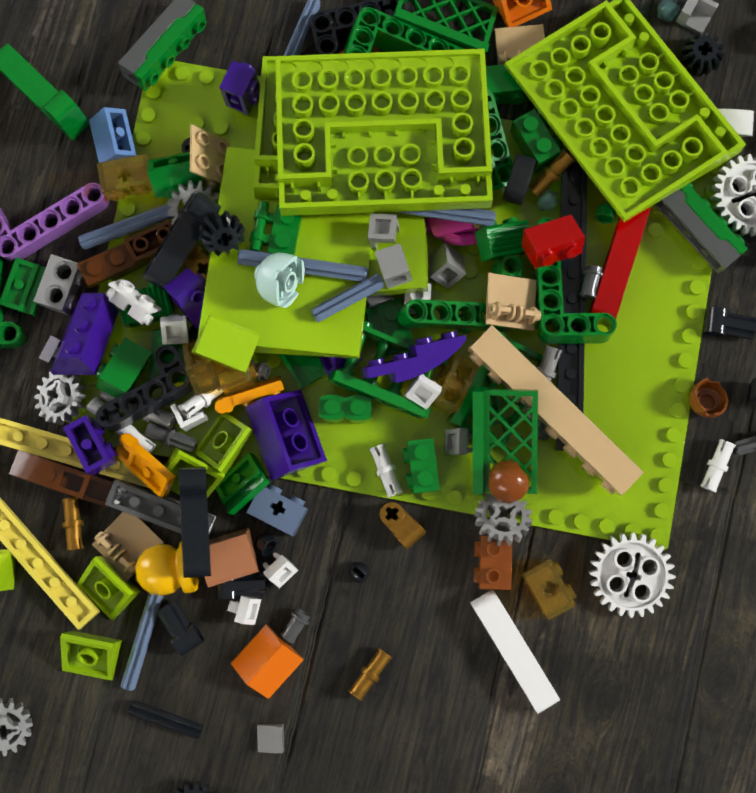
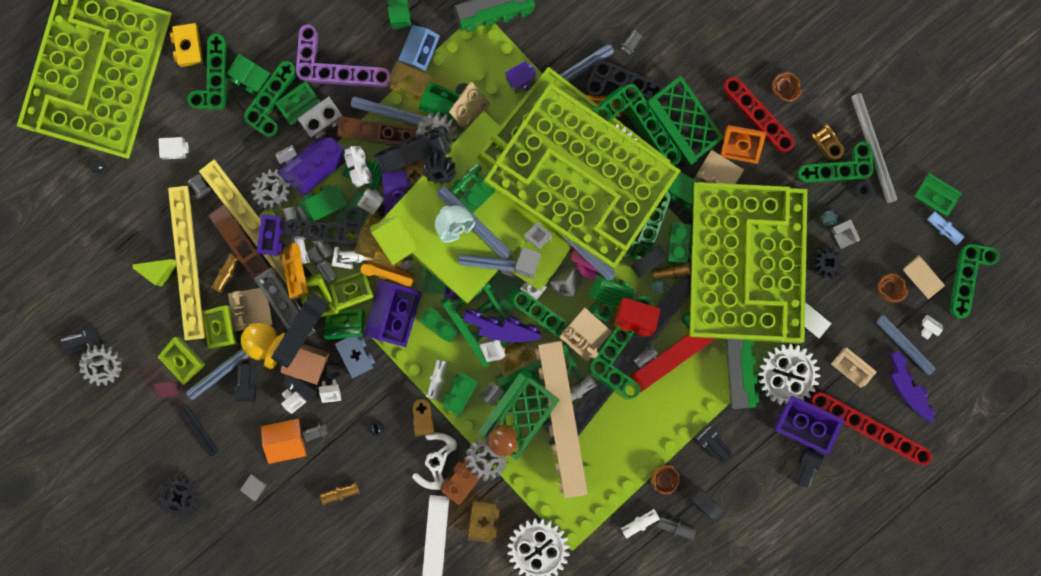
camera: 35 degrees right, 5 degrees up
(96, 699) = (166, 390): none -> clear pink slope
(453, 532) = (451, 446): none -> white piece

